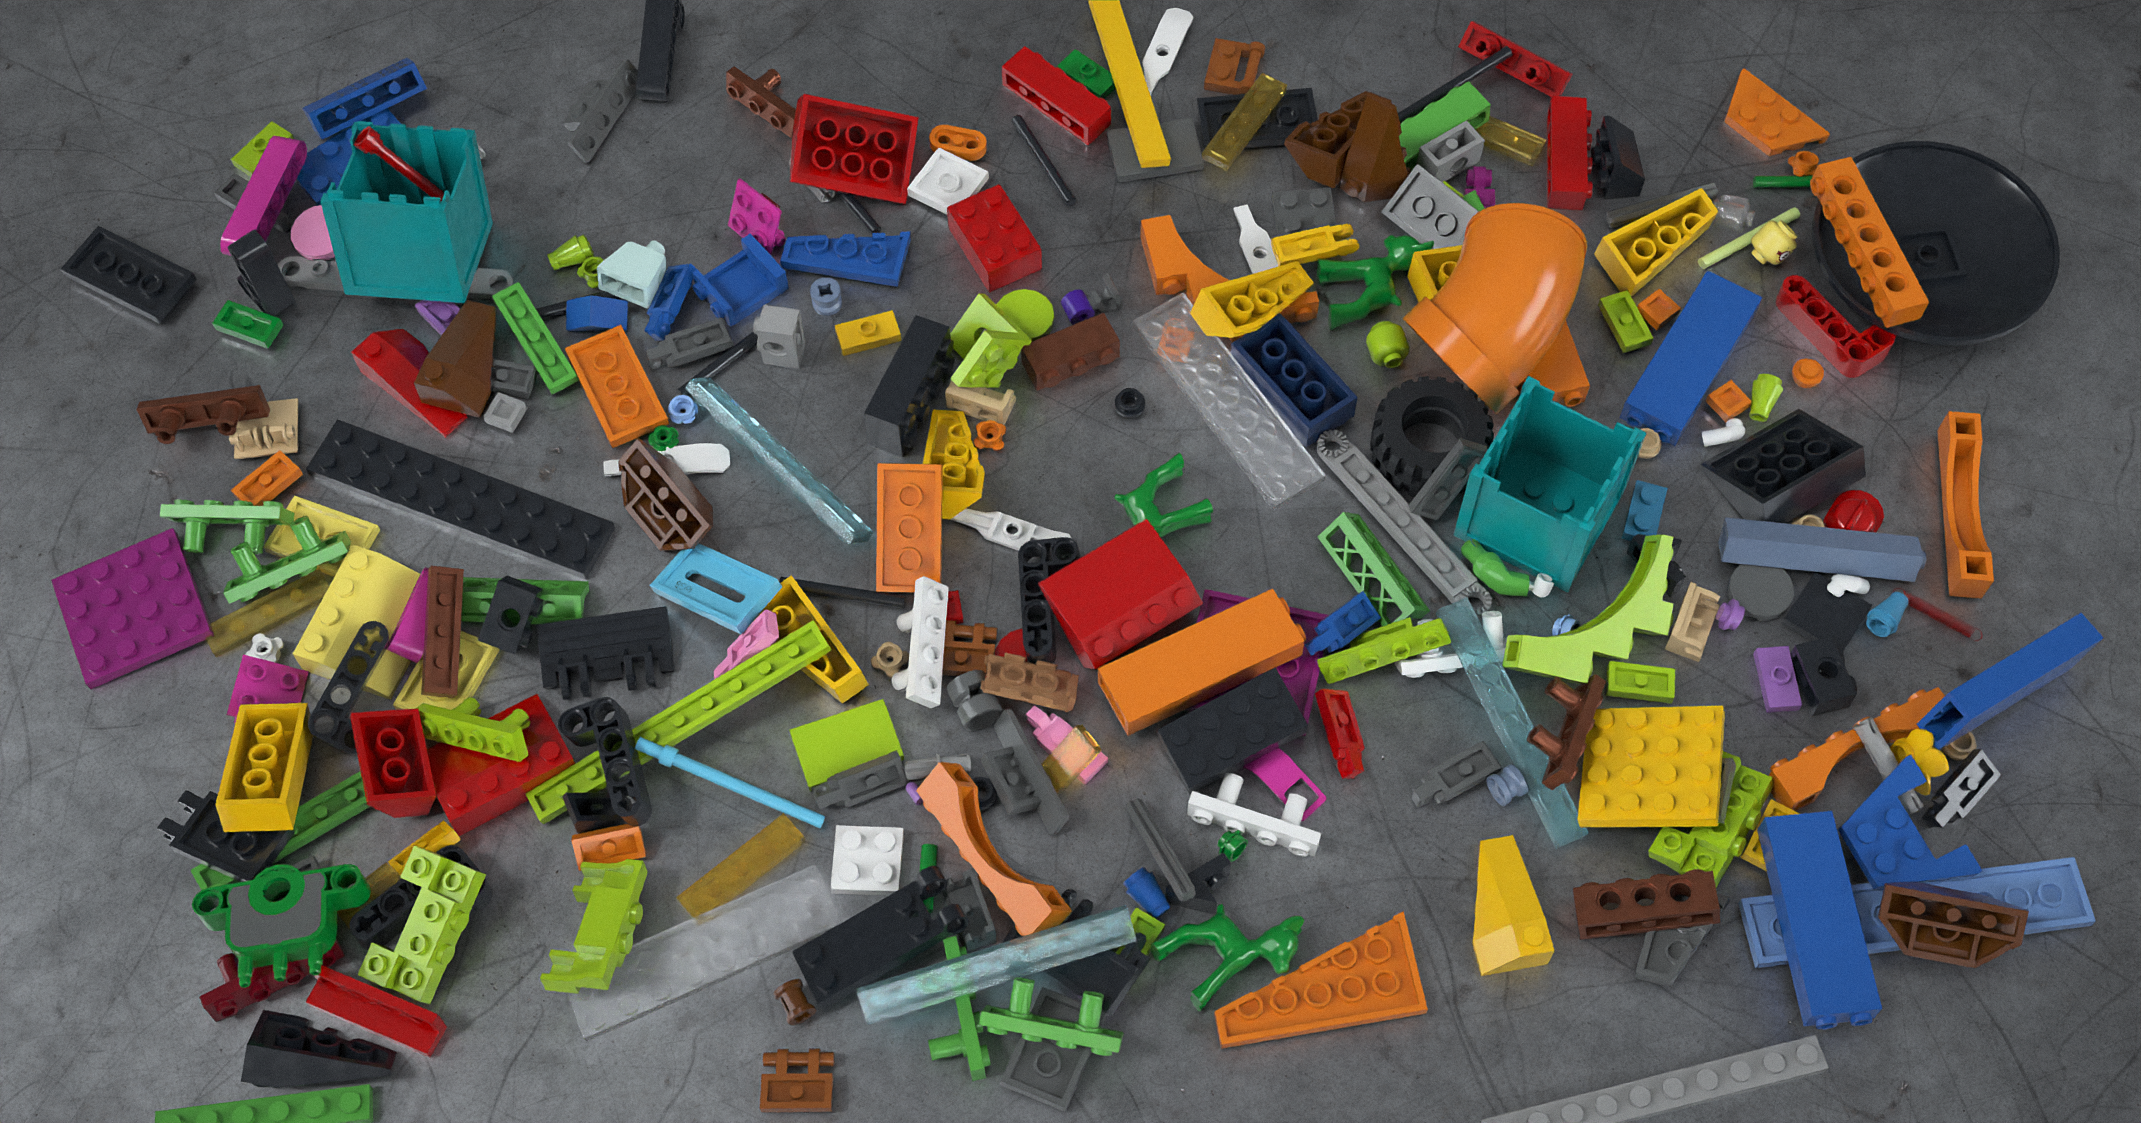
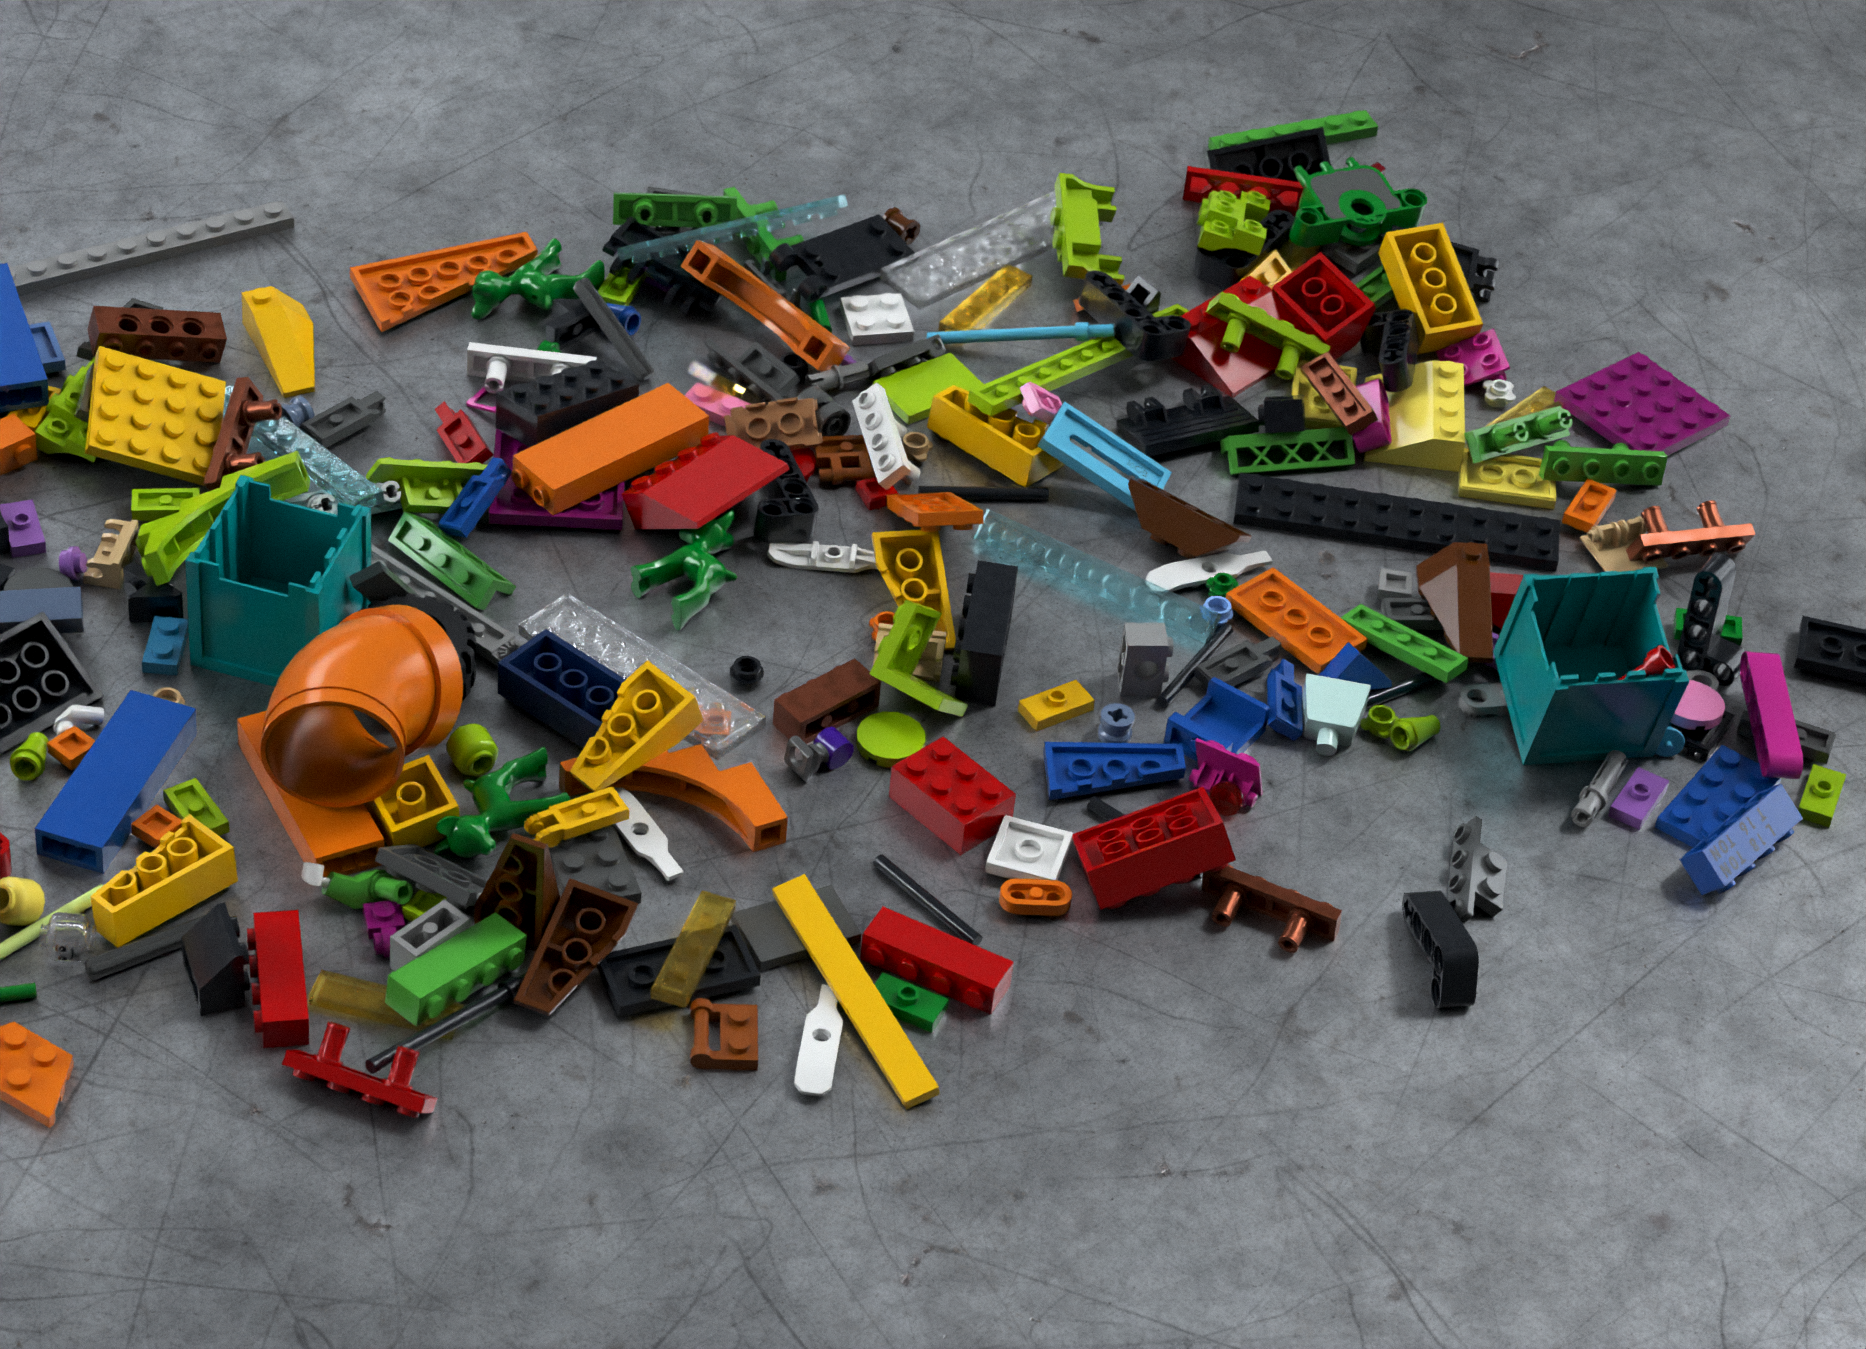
camera: 160 degrees right, 20 degrees down
(797, 1090) = (877, 180): dark orange plate -> none

